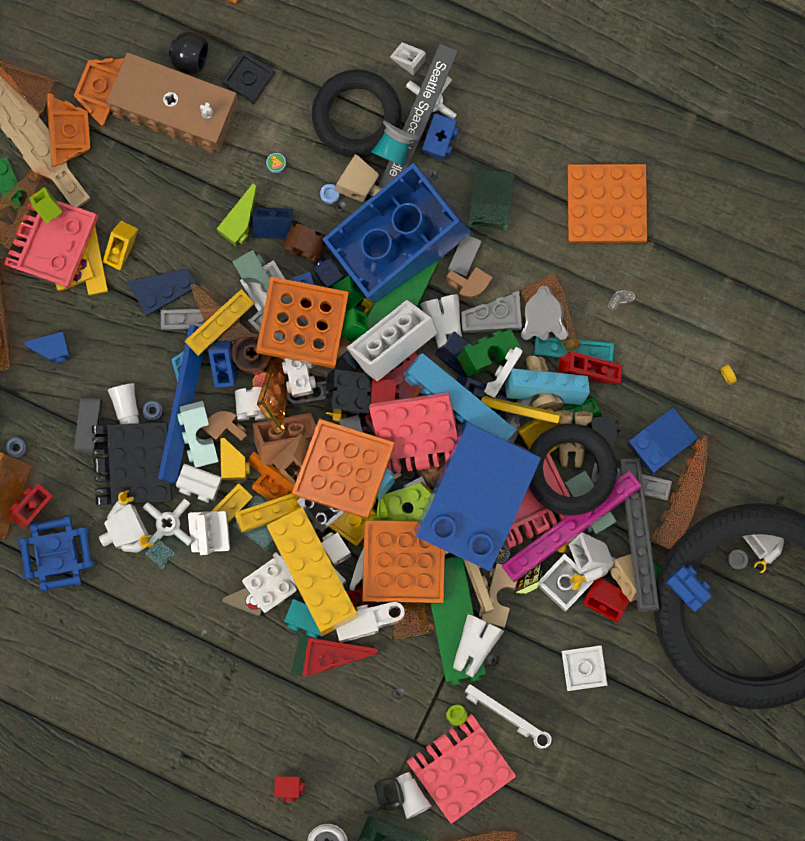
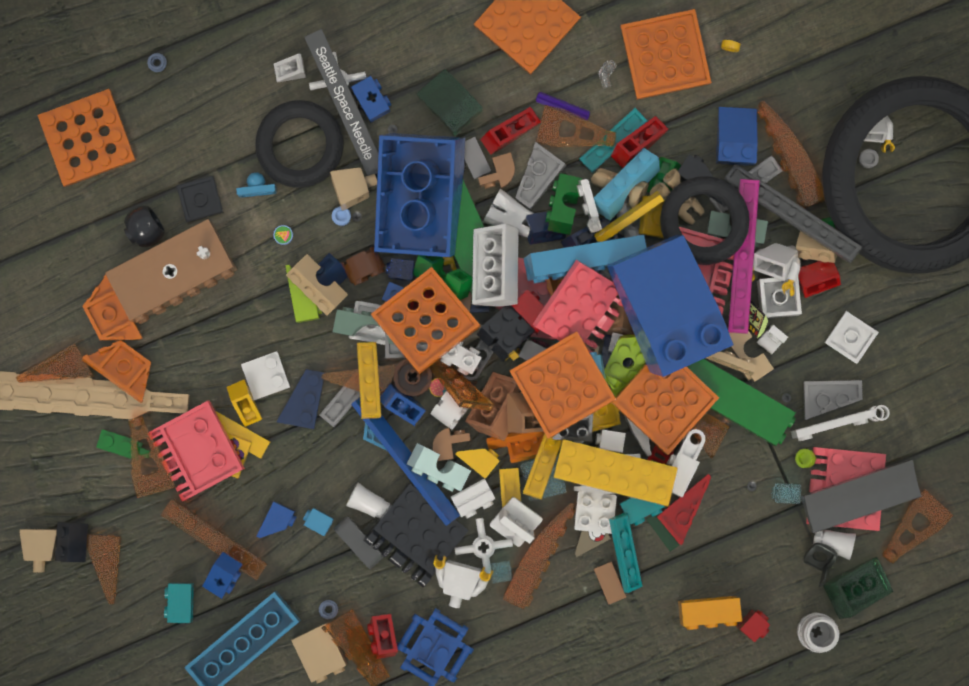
camera: 50 degrees left, 5 degrees up
(45, 205) = (167, 432): lime brick -> none
(77, 380) = (318, 521): none -> dark azure brick
(152, 404) = (384, 490): sand blue plate -> none
(155, 243) = (265, 375): none -> white plate
(192, 573) = (536, 560): none -> clear orange slope
(225, 647) = (609, 583): none -> medium nougat tile
(254, 234) = (304, 277): none -> tan arch
(258, 637) = (625, 552): none -> teal tile
(268, 743) = (710, 612): none -> light orange brick
(294, 110) = (256, 187): none -> dark azure tile
(394, 144) = (350, 136): teal hat -> none
(416, 724) = (786, 493): none -> clear light blue brick
(465, 783) = (861, 496): none -> dark grey arch
(475, 644) = (769, 401): white piece -> none
(509, 263) = (510, 130): none -> red slope
(523, 691) = (829, 395): none -> light grey wing
(526, 606) = (772, 339): none -> white plate
(543, 316) = (572, 139): light grey tile -> none
(560, 273) = (545, 99): none -> dark purple axle
(676, 330) = (665, 54): none -> orange plate
(688, 587) = (867, 212): blue brick -> none

